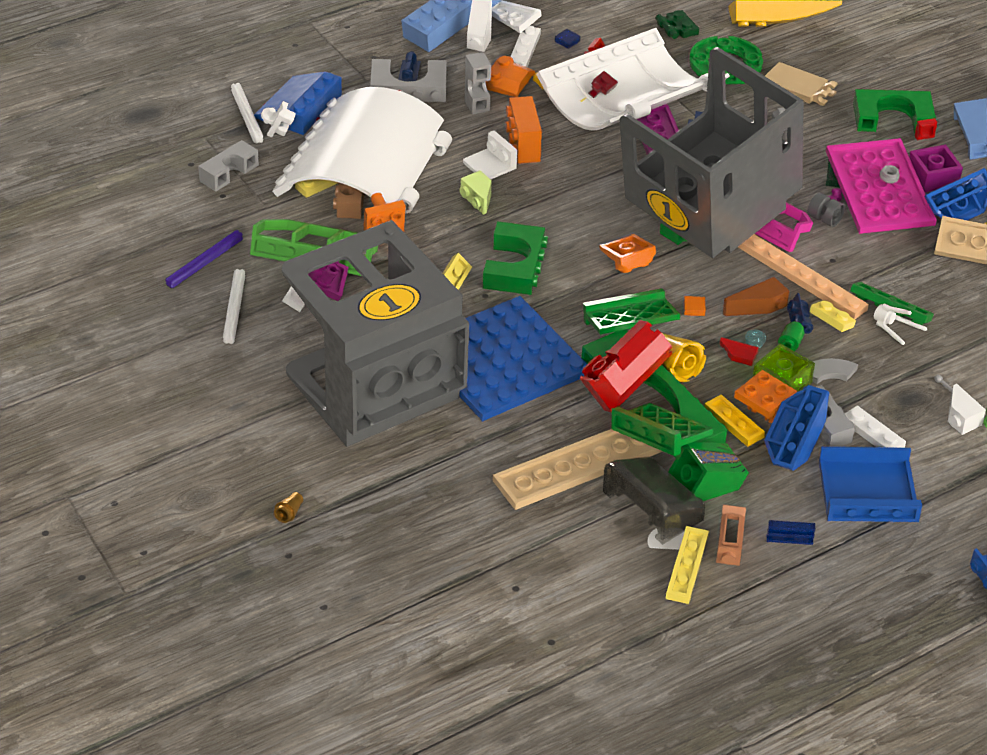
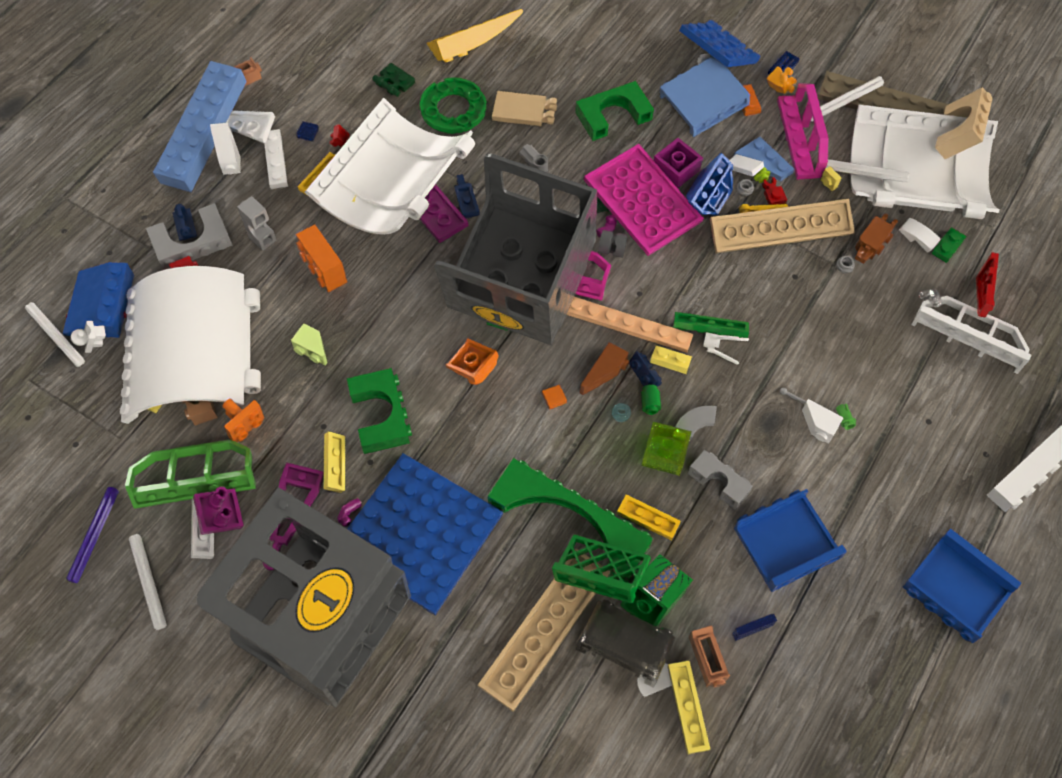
camera: 25 degrees left, 20 degrees up
(215, 171) = (70, 394): light grey arch -> none
(496, 159) = (306, 301): white bracket -> none
(508, 77) = (278, 198): orange slope -> none
(602, 83) = (365, 177): dark red plate -> none
(620, 311) = (501, 427): green fence -> none
(626, 365) = (540, 513): red brick -> none
(686, 358) = (569, 466): yellow cone -> none
(739, 351) = (615, 433): red tile -> none
(764, 394) = (666, 484): orange plate -> none
(797, 427) = (707, 512): blue wedge -> none
(873, 430) = (762, 474): white plate -> none
(889, 174) = (649, 184): light grey plate -> none
(925, 129) = (648, 120): red tile -> none

